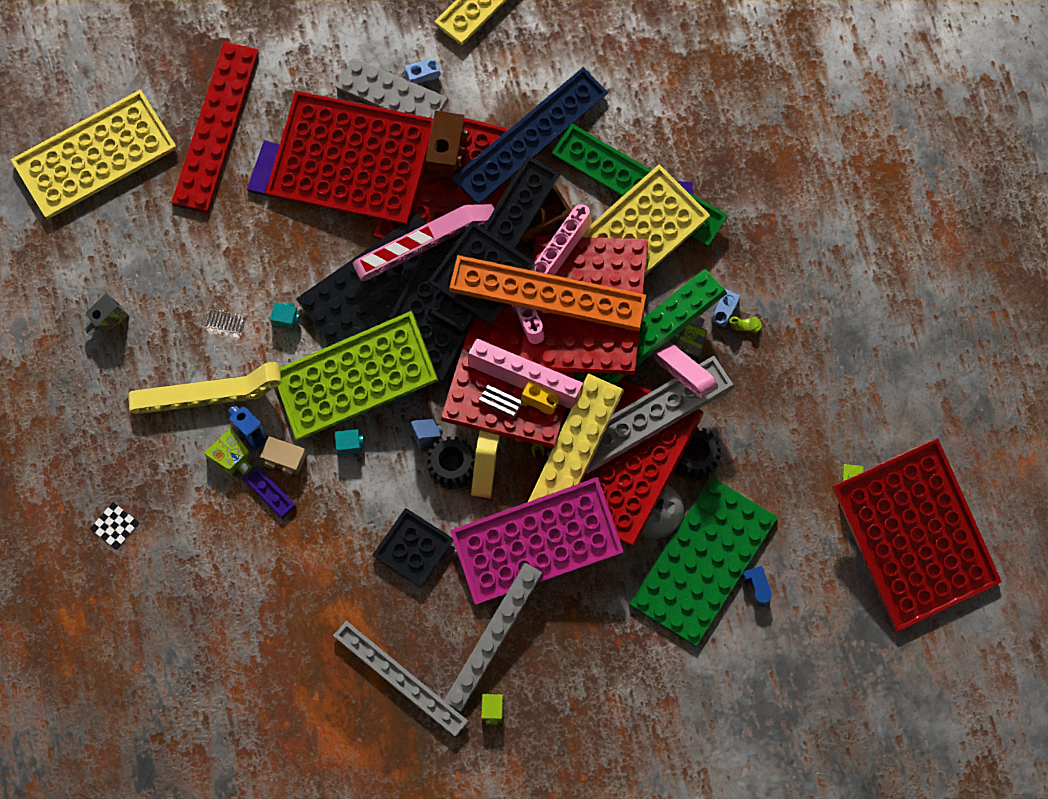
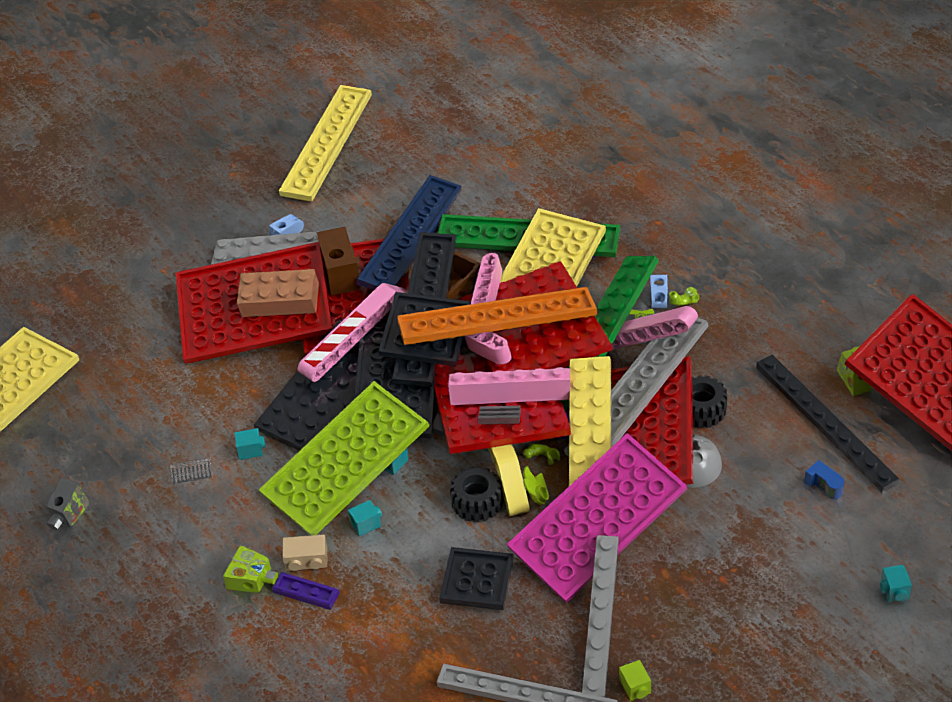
camera: 20 degrees left, 25 degrees down
(114, 525) = (155, 682): sticker -> none
(206, 393) = (203, 529): light yellow beam -> none
(215, 127) = (109, 334): red plate -> none
(248, 427) = (259, 537): blue torso -> none
(263, 168) = (172, 345): dark purple tile -> none
(372, 165) = (278, 293): none -> nougat brick
(426, 433) = (436, 480): medium blue slope -> none
(506, 477) = (535, 486): none -> lime plate
(539, 398) = (535, 397): yellow leg -> none
(703, 561) = (761, 485): green plate -> none
(756, 718) = (895, 583): none -> teal brick
(796, 522) = (827, 423): none -> black plate

